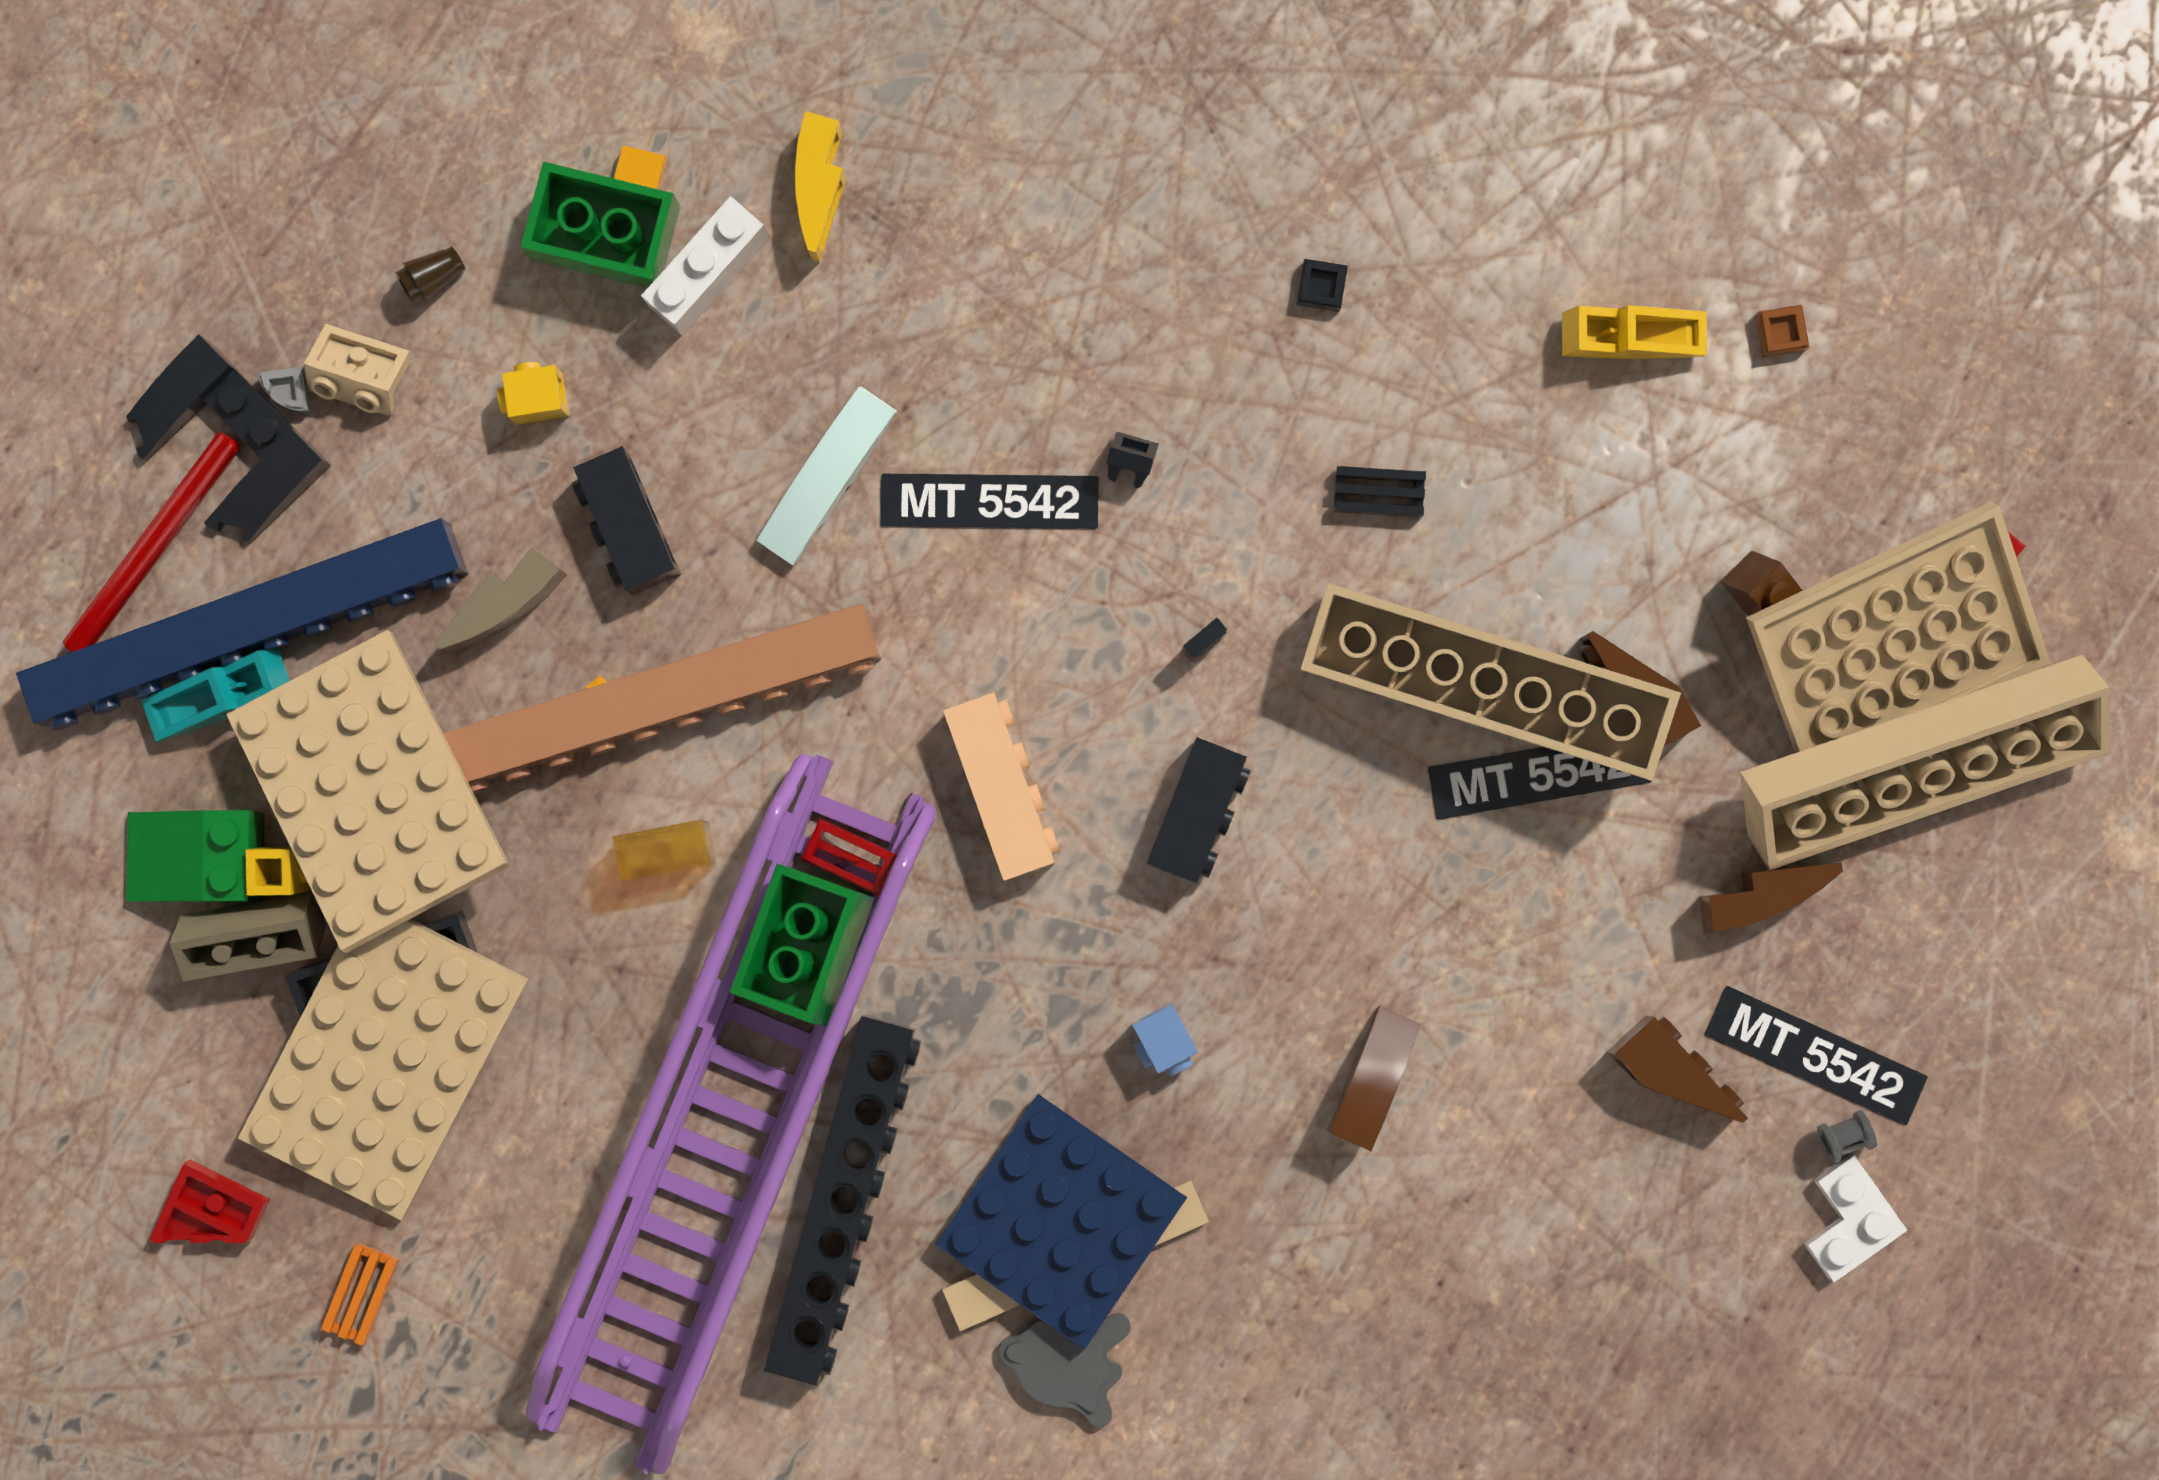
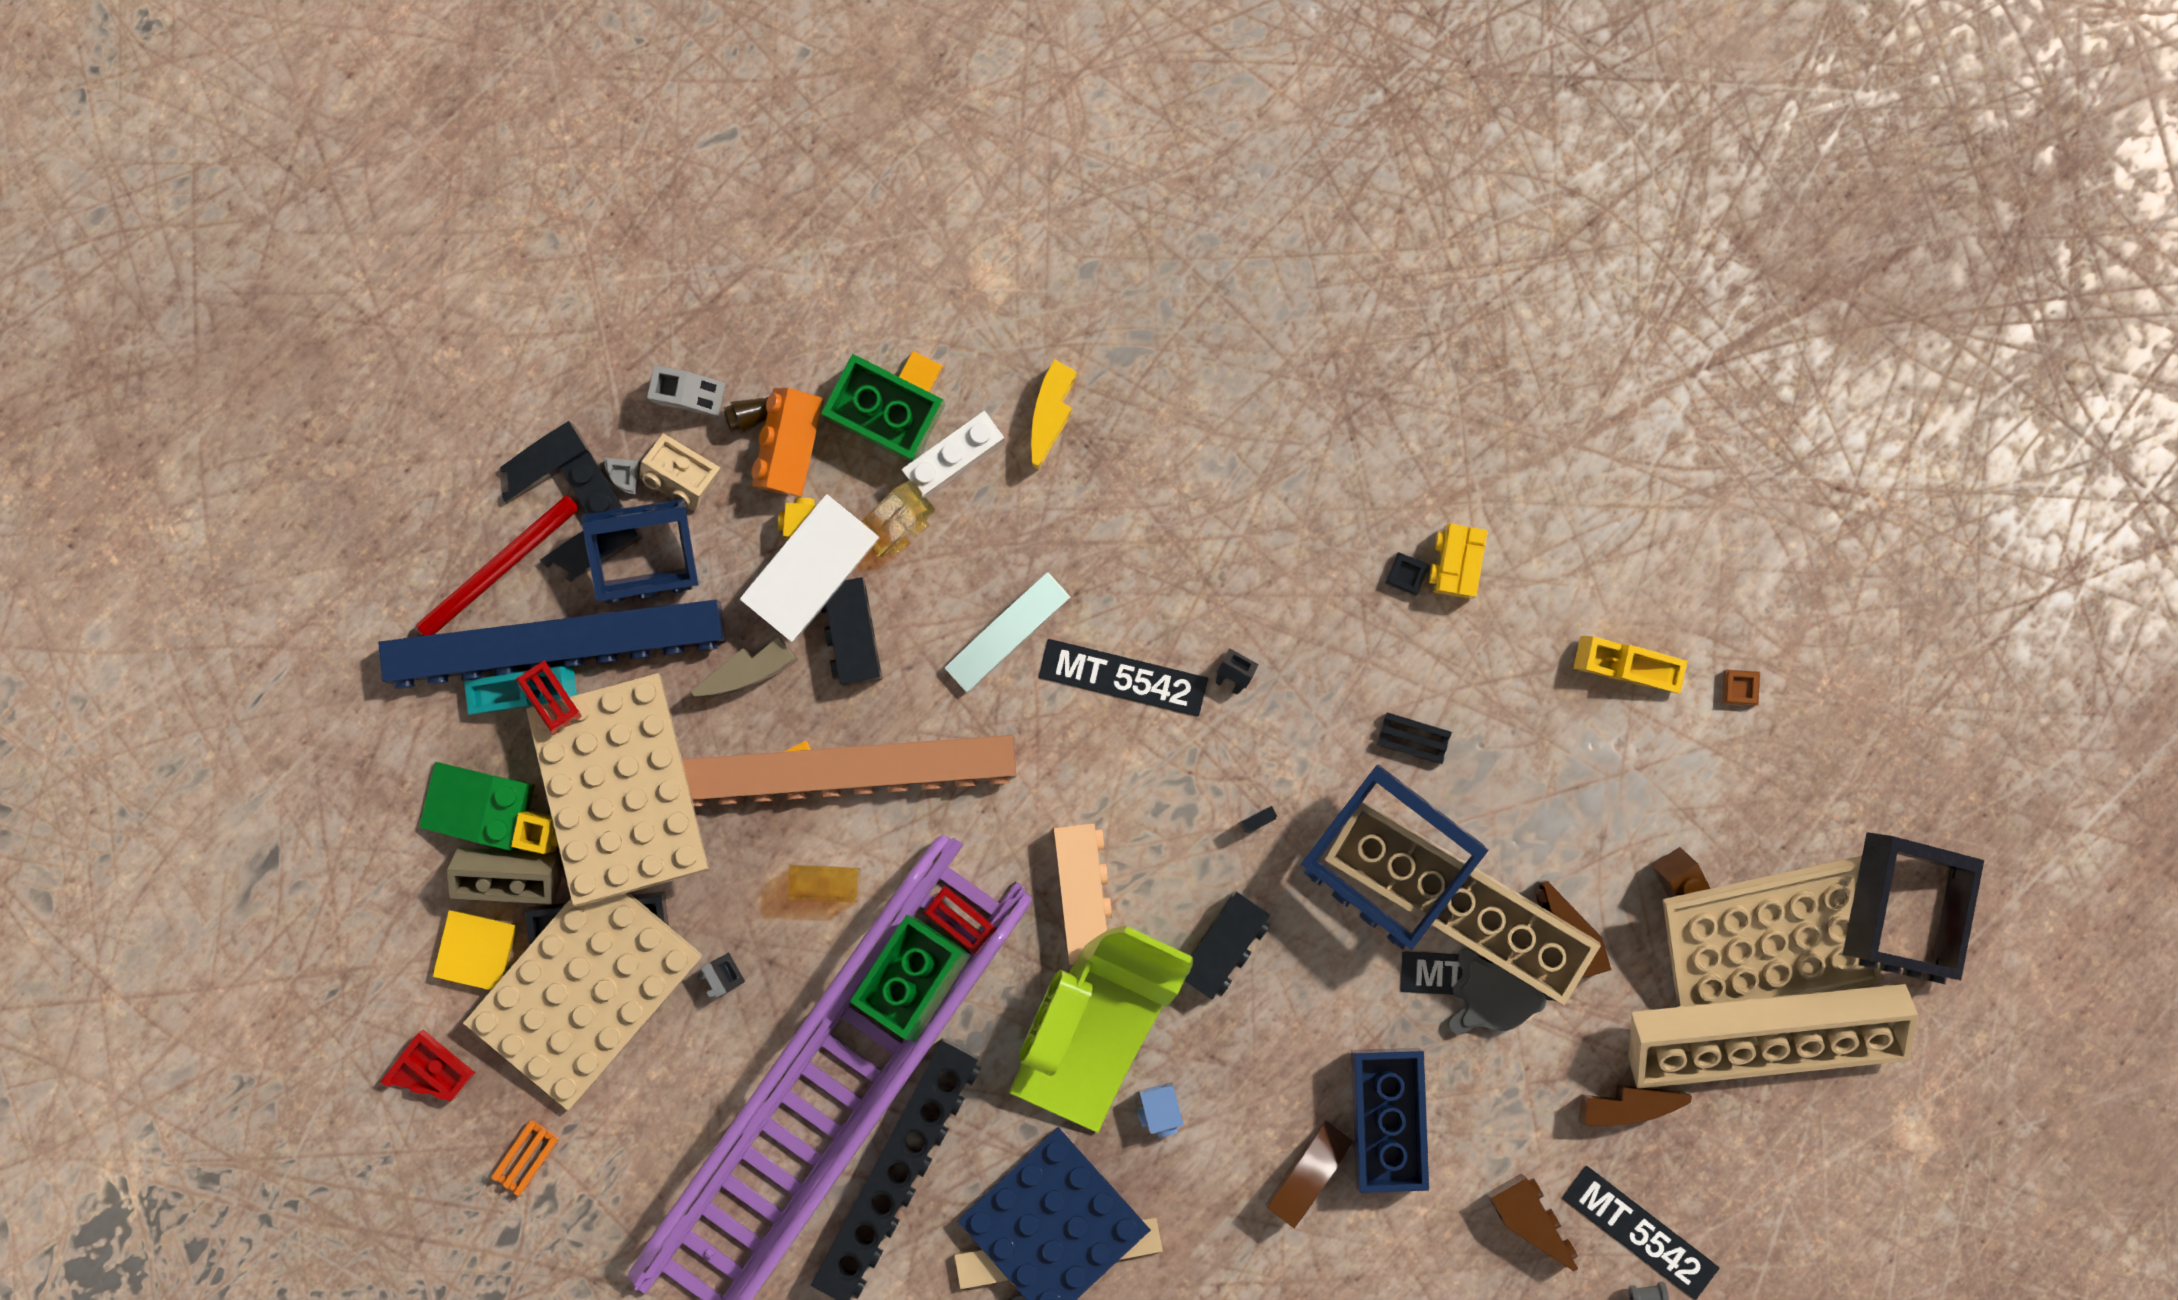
camera: 10 degrees right, 0 degrees up
(233, 1042) = (474, 950): none -> yellow tile
(274, 714) = (563, 719): none -> red tile
(340, 262) = (685, 391): none -> light grey slope
(347, 522) = (635, 517): none -> dark blue window
(486, 296) = (787, 441): none -> orange brick
(551, 449) = (809, 568): none -> white tile
(559, 999) = (722, 975): none -> black tile
(649, 362) = (898, 517): none -> clear yellow brick
(1057, 945) = (1096, 1023): none -> lime beam
(1339, 705) = (1347, 894): none -> dark blue window
(1384, 251) = (1458, 561): none -> yellow brick
(1462, 984) = (1390, 1120): none -> dark blue brick
(1557, 796) = (1492, 996): none -> dark grey tile
(2016, 554) = (1872, 898): none -> black window

